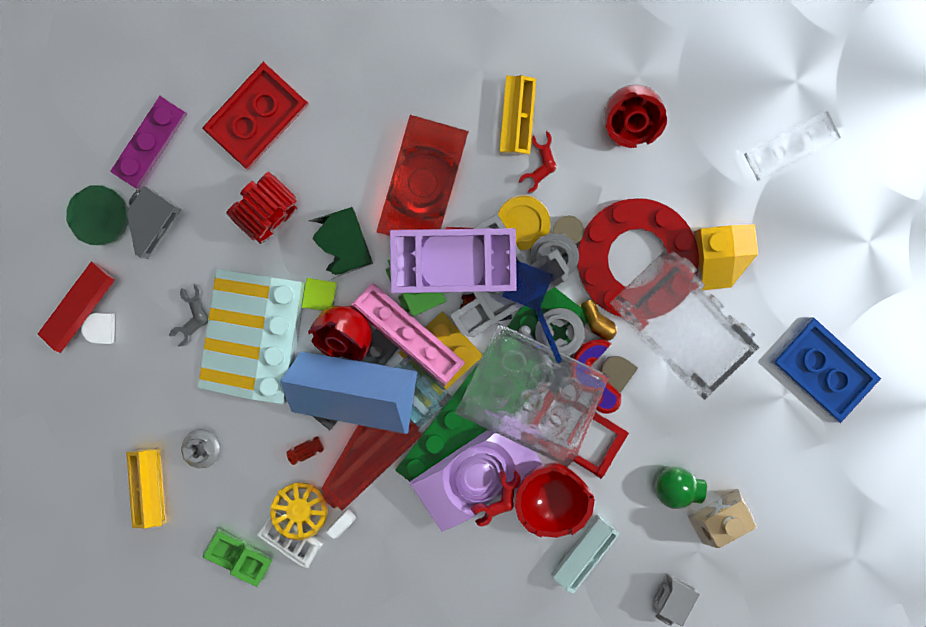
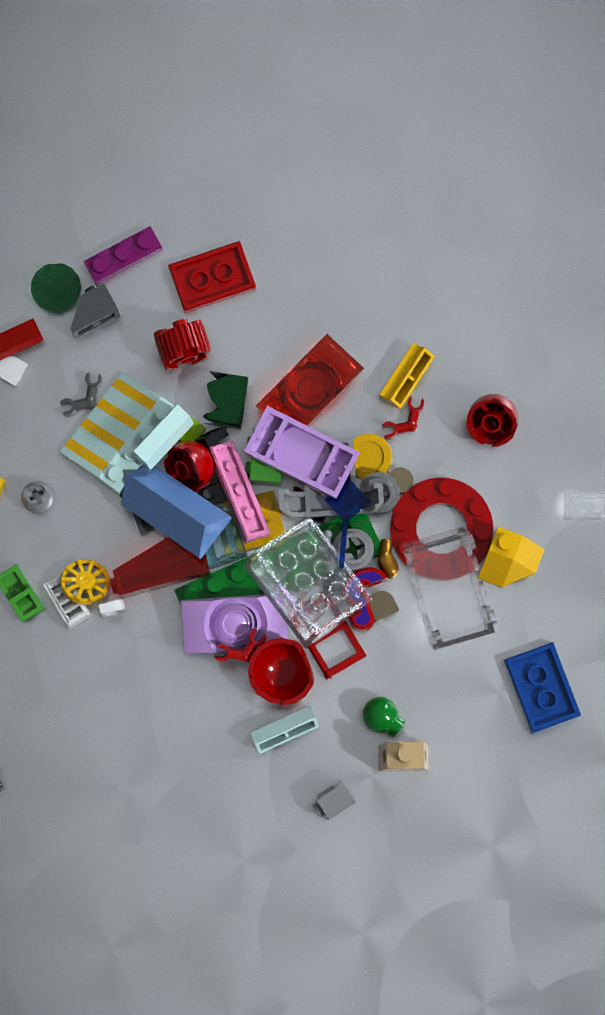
camera: 25 degrees right, 10 degrees down
(297, 322) = (163, 437): none -> light aqua piece
(305, 450) = (114, 540): clear red piece -> none
(348, 291) = (212, 437): none -> black tile

